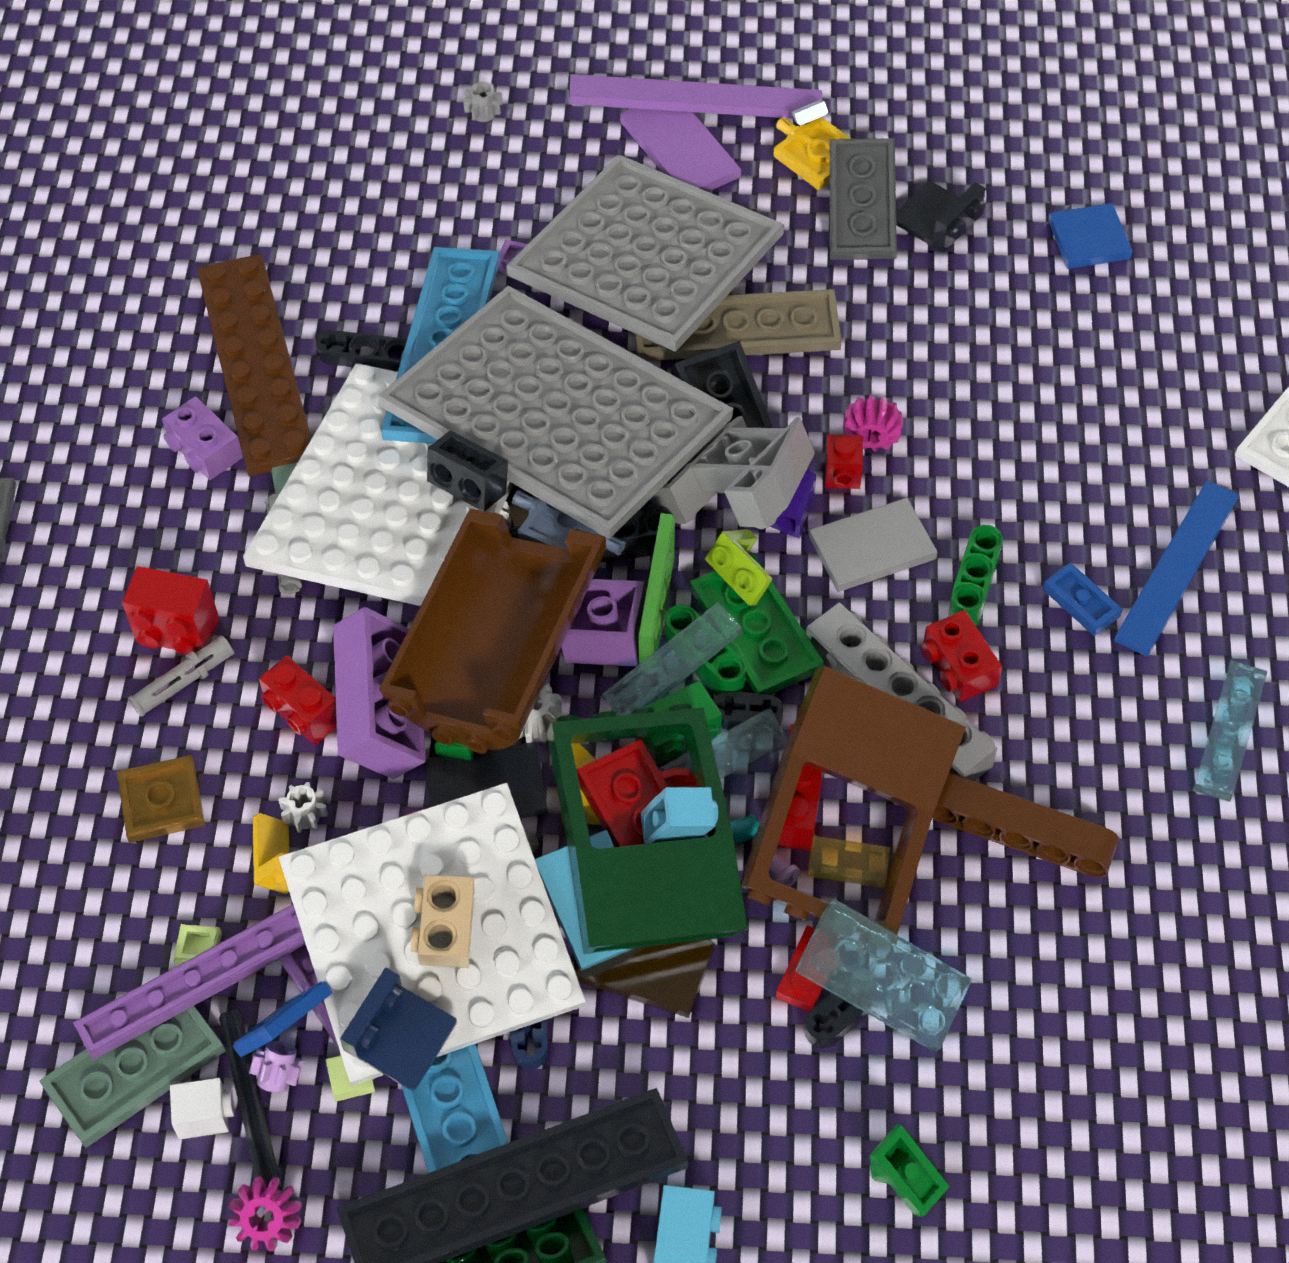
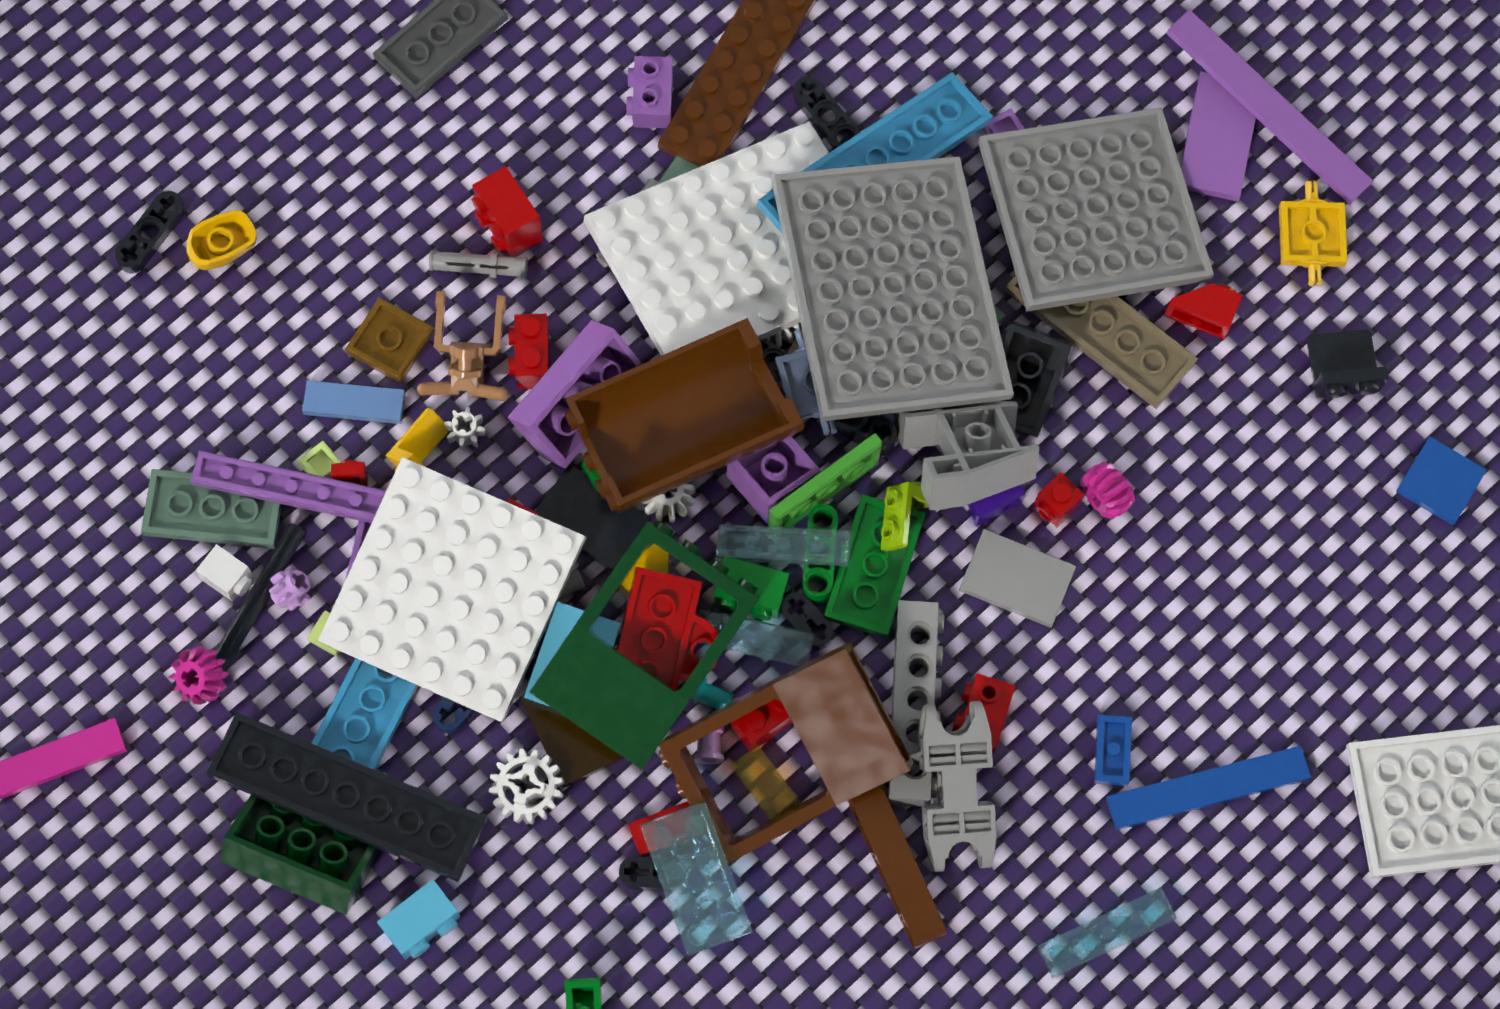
camera: 40 degrees right, 15 degrees up
(177, 872) = (353, 402): none -> medium blue tile
(234, 922) = (350, 471): none -> red plate
(251, 749) = (466, 358): none -> medium nougat piece
(282, 1018) = (314, 563): blue tile -> none
(397, 1031) = (366, 638): dark blue bracket -> none
(452, 921) = (462, 601): tan brick -> none
(467, 470) = (776, 285): black brick -> none
(647, 1048) = (529, 771): none -> white gear
(679, 814) = (666, 660): medium azure brick -> none
(803, 254) = (1206, 309): none -> red slope
(810, 112) = (1336, 195): light aqua tile -> none
(862, 199) = (1299, 302): dark grey tile -> none
(979, 563) = (1068, 656): green beam -> none
(1007, 717) = (958, 812): none -> light grey piece

